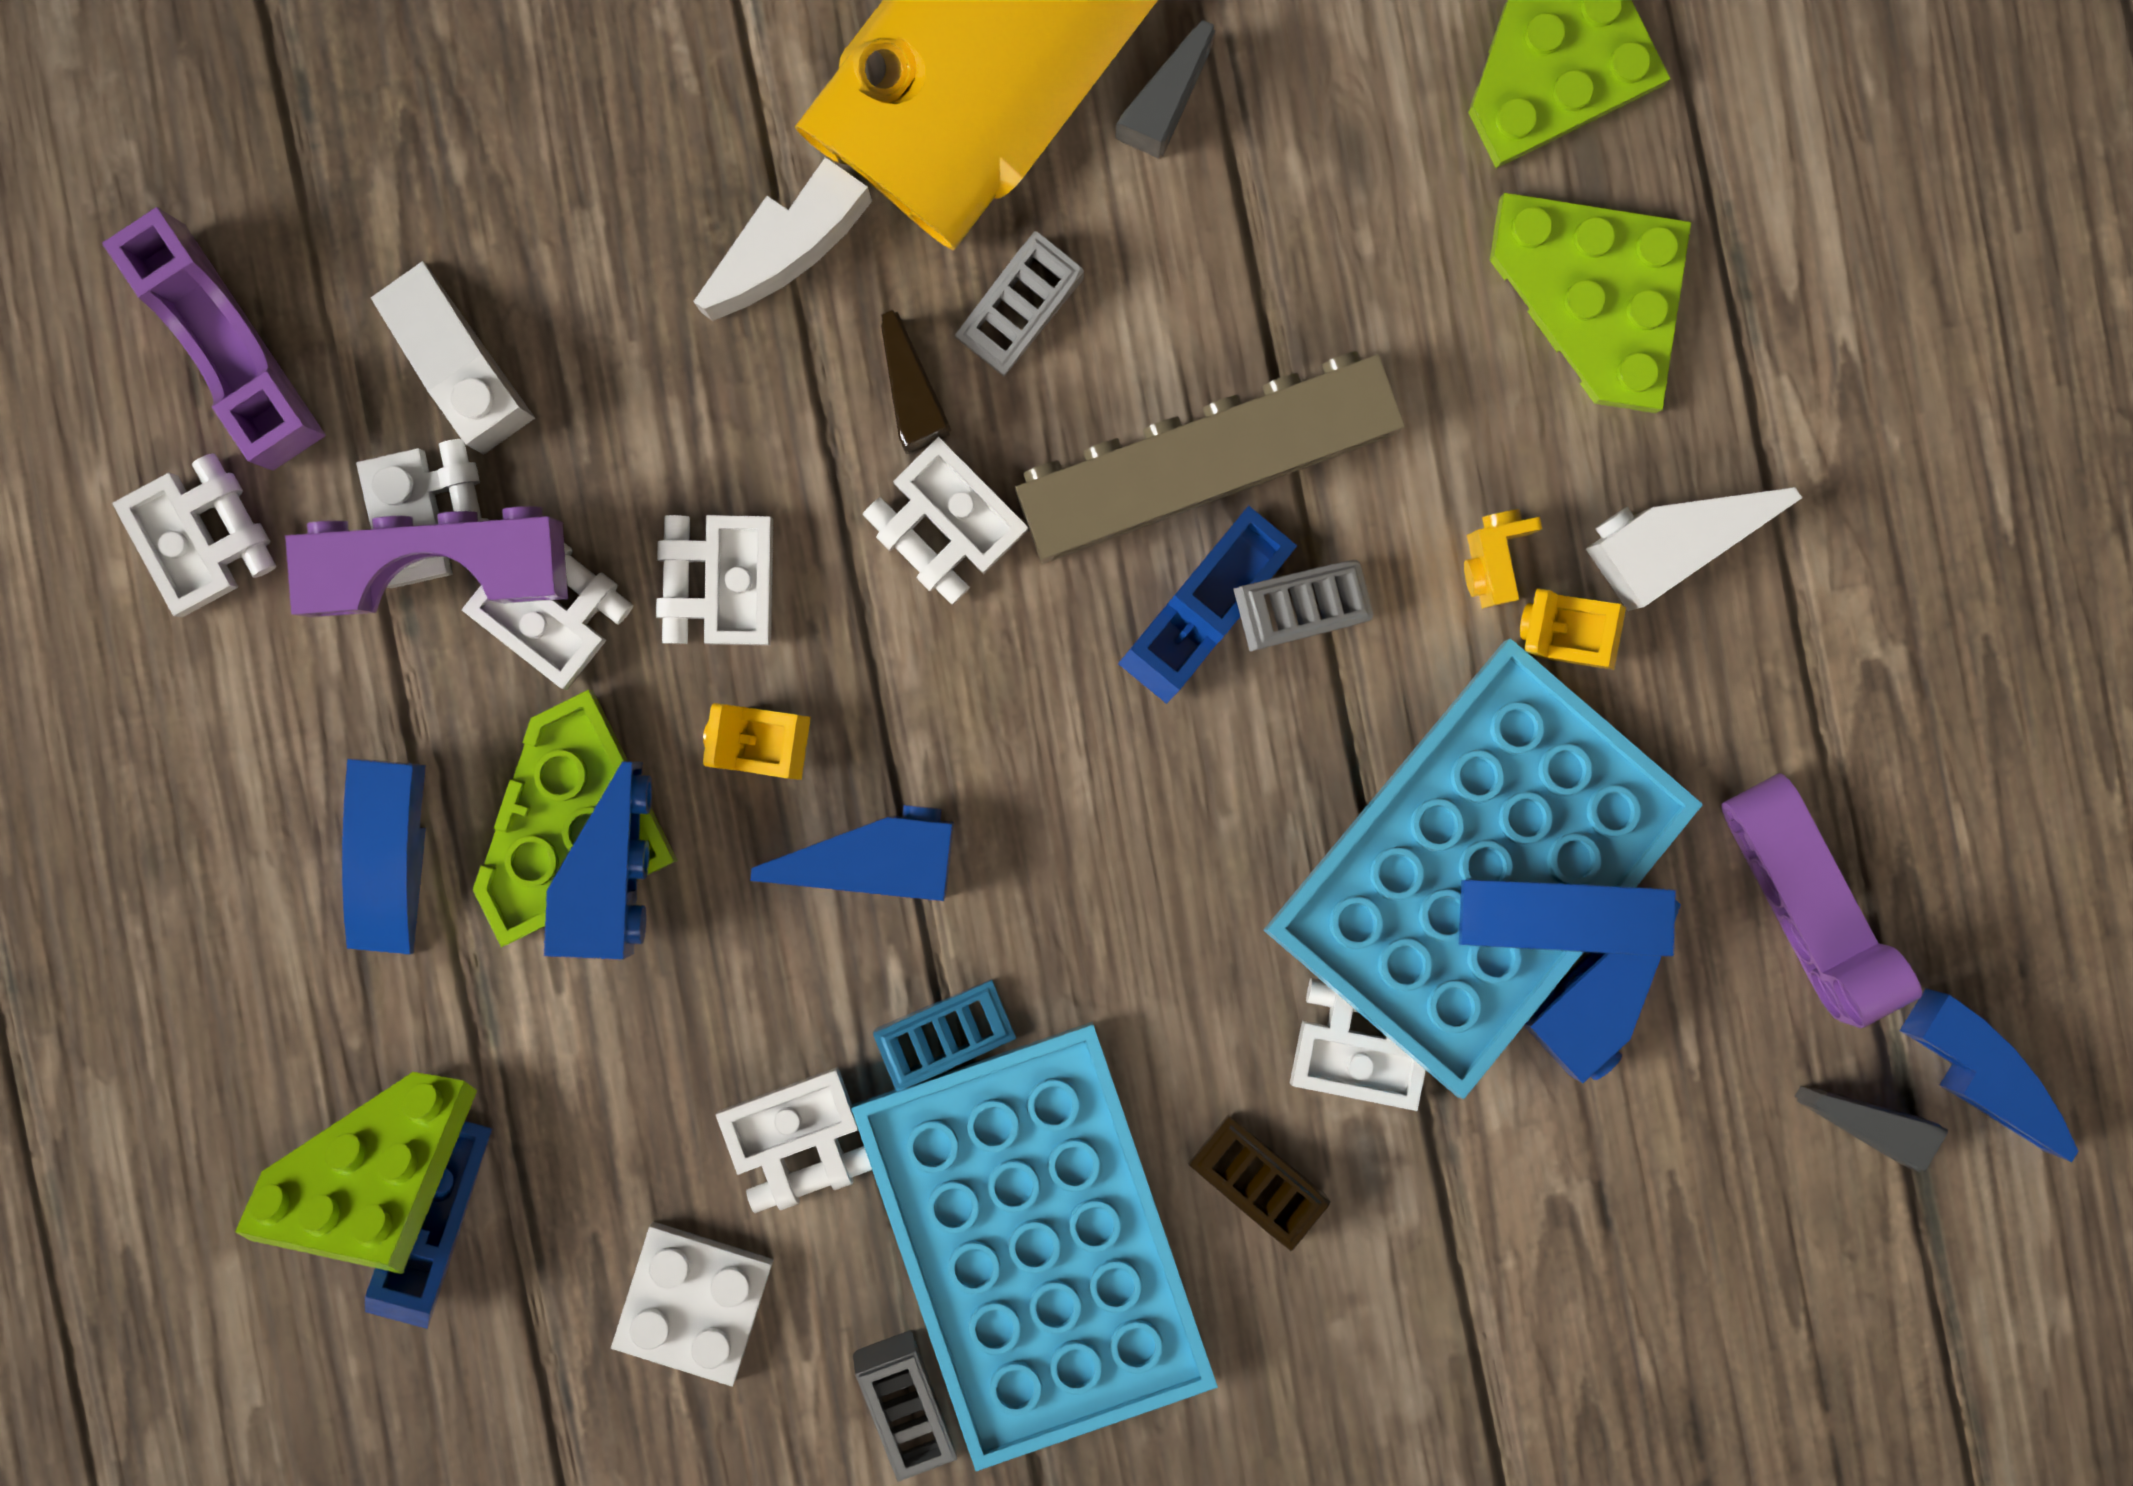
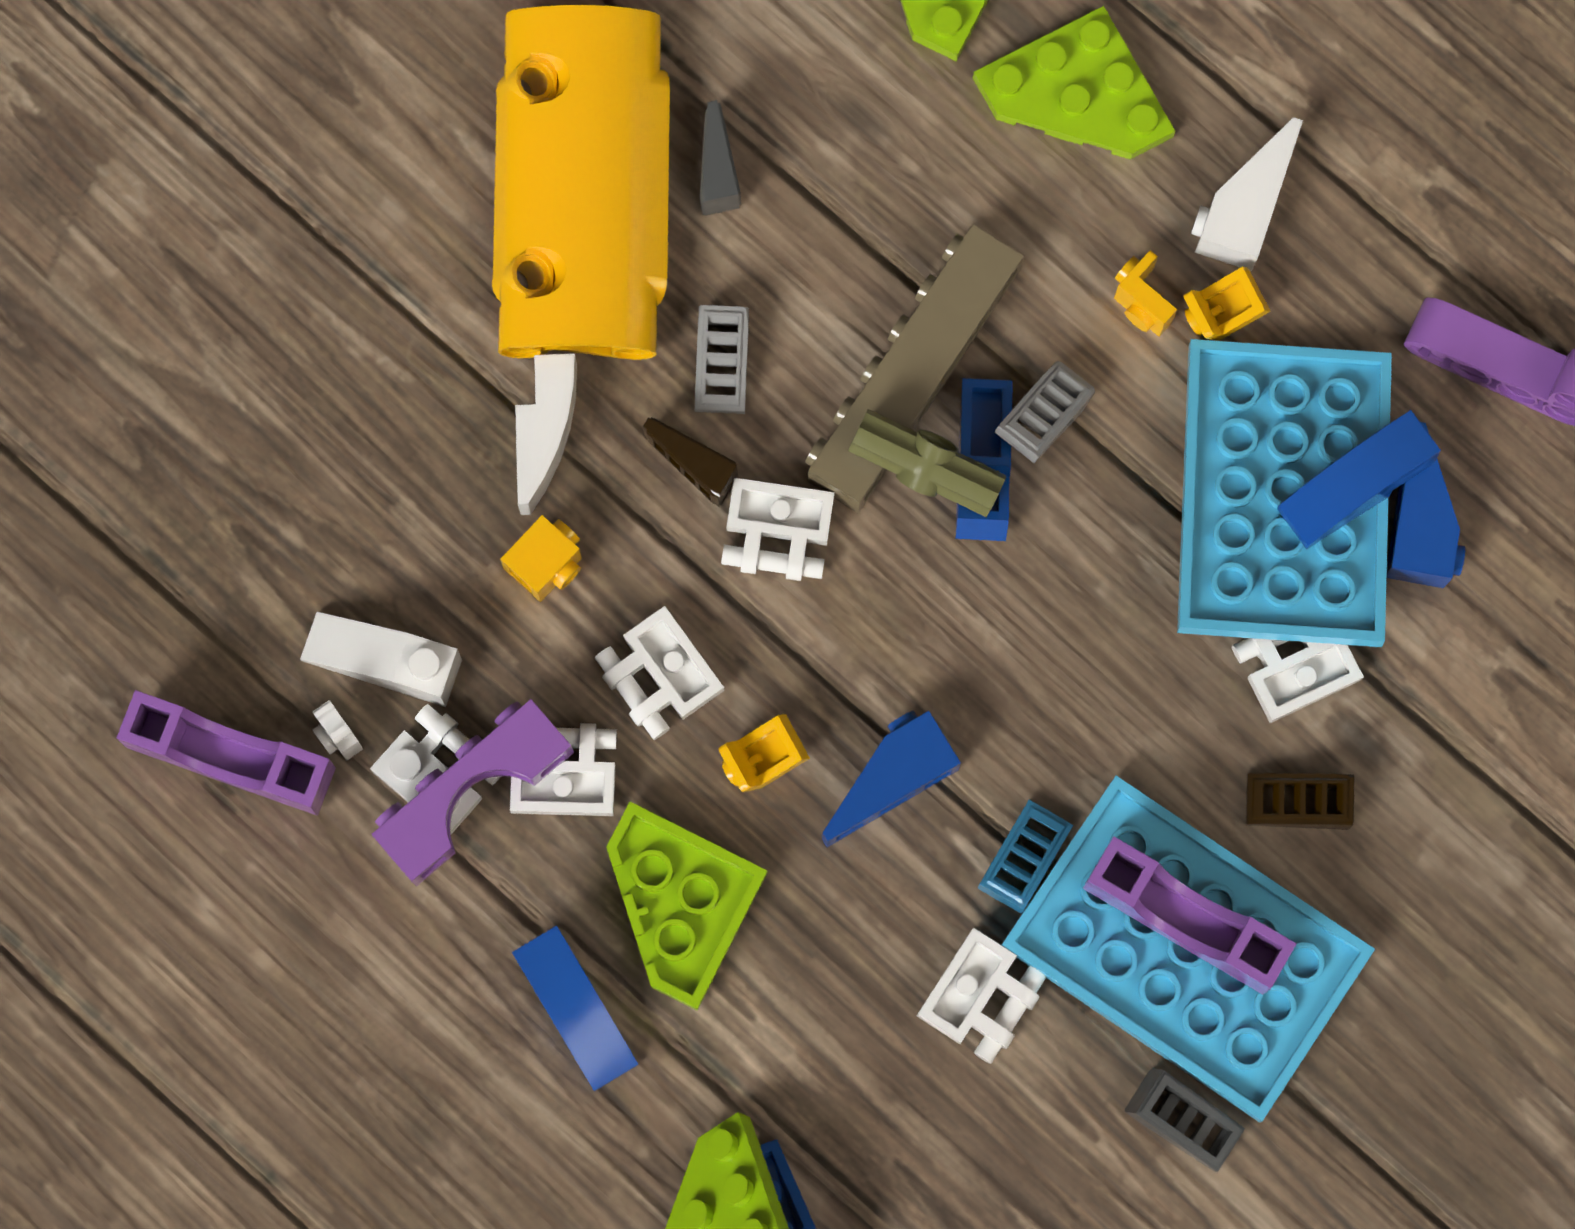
camera: 40 degrees left, 10 degrees down
(176, 543) = (292, 906): white plate -> none
(345, 398) = (334, 732): none -> white plate
(595, 890) = (733, 919): blue slope -> none
(685, 376) = (544, 558): none -> yellow brick
(692, 1304) = (995, 1155): white plate -> none
(1051, 1230) = (1167, 906): none -> medium lavender arch
(1138, 571) = (927, 463): none -> olive piece

